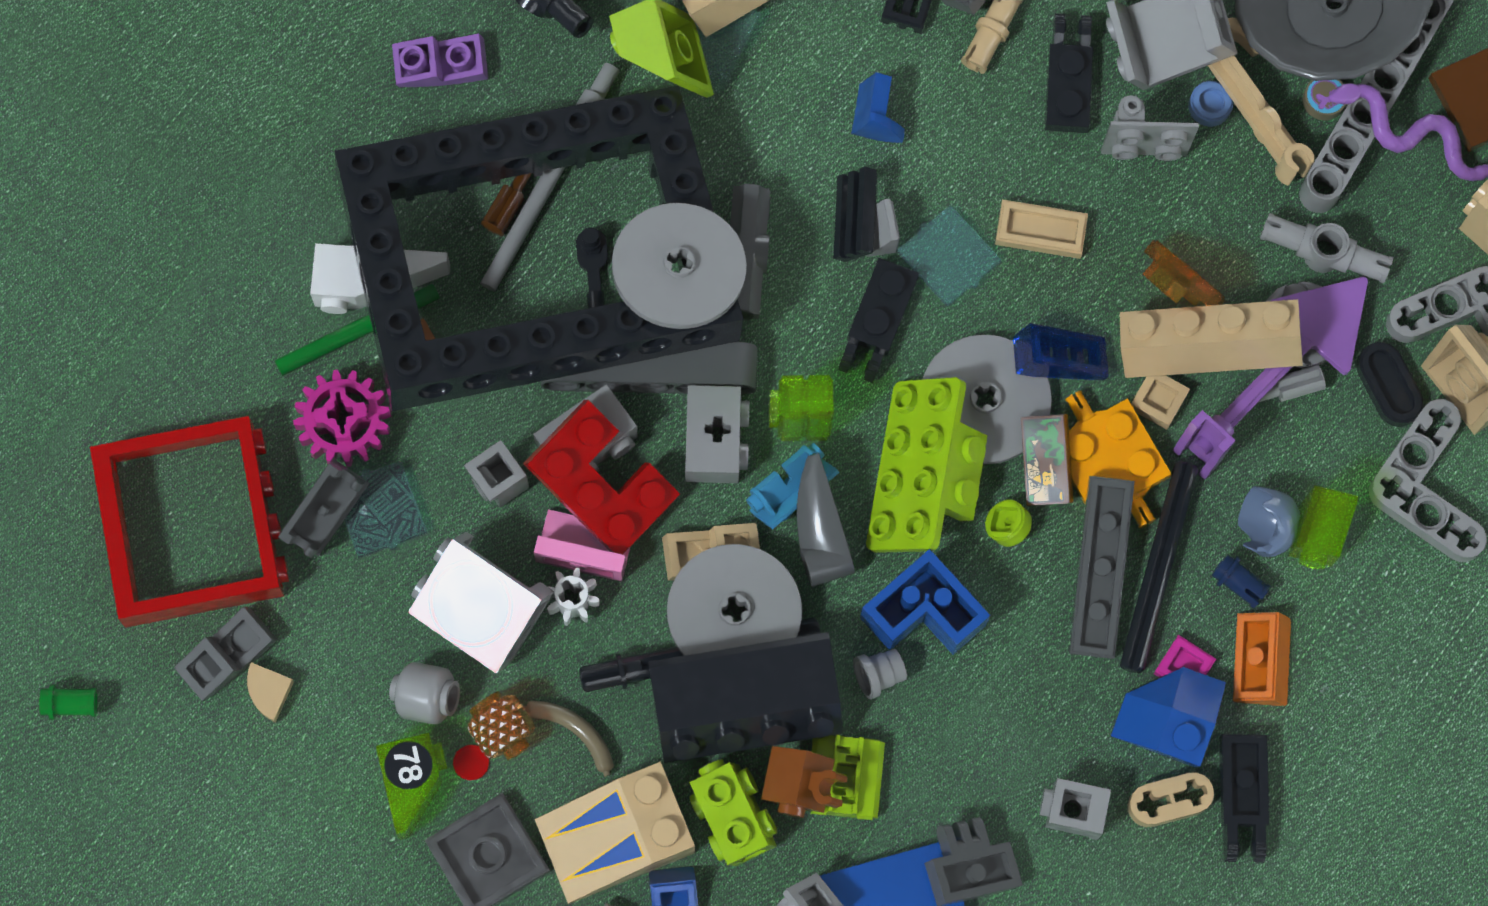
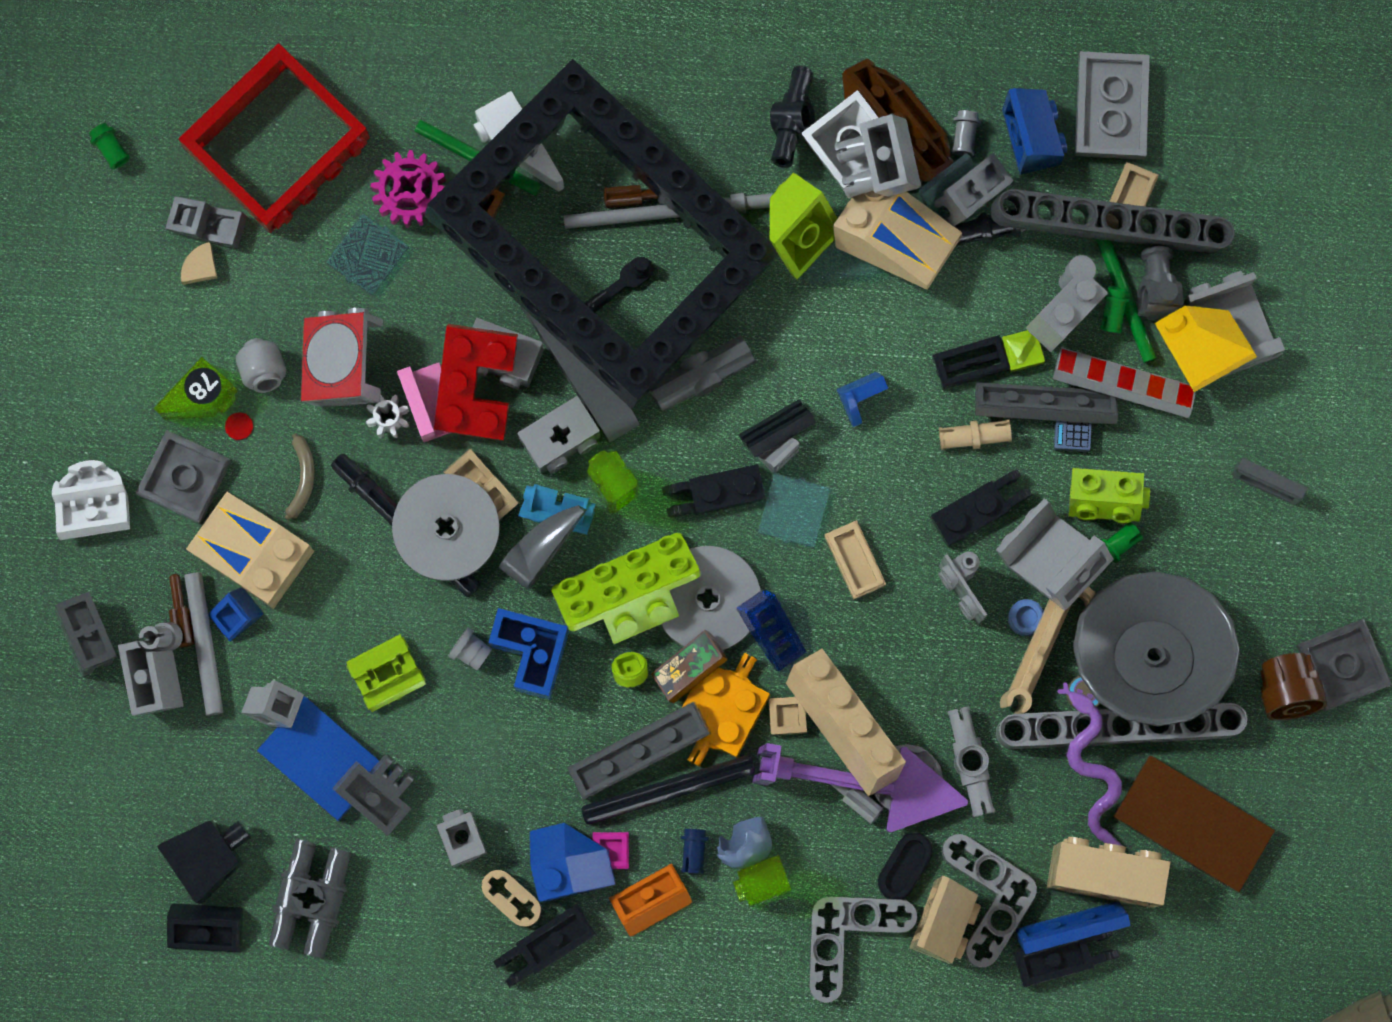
camera: 60 degrees right, 5 degrees up
(324, 508) = (338, 218): dark grey hinge -> none
(440, 63) = (699, 86): medium lavender slope -> none
(497, 475) = (433, 312): light grey brick -> none
(500, 726) = (270, 428): clear orange head -> none
(656, 241) = (627, 355): light grey piece -> none
(730, 808) = (311, 614): lime brick -> none
(746, 697) = (388, 572): black slope -> none
(800, 781) = (358, 644): dark orange brick -> none
(1178, 279) = (876, 672): clear orange plate -> none

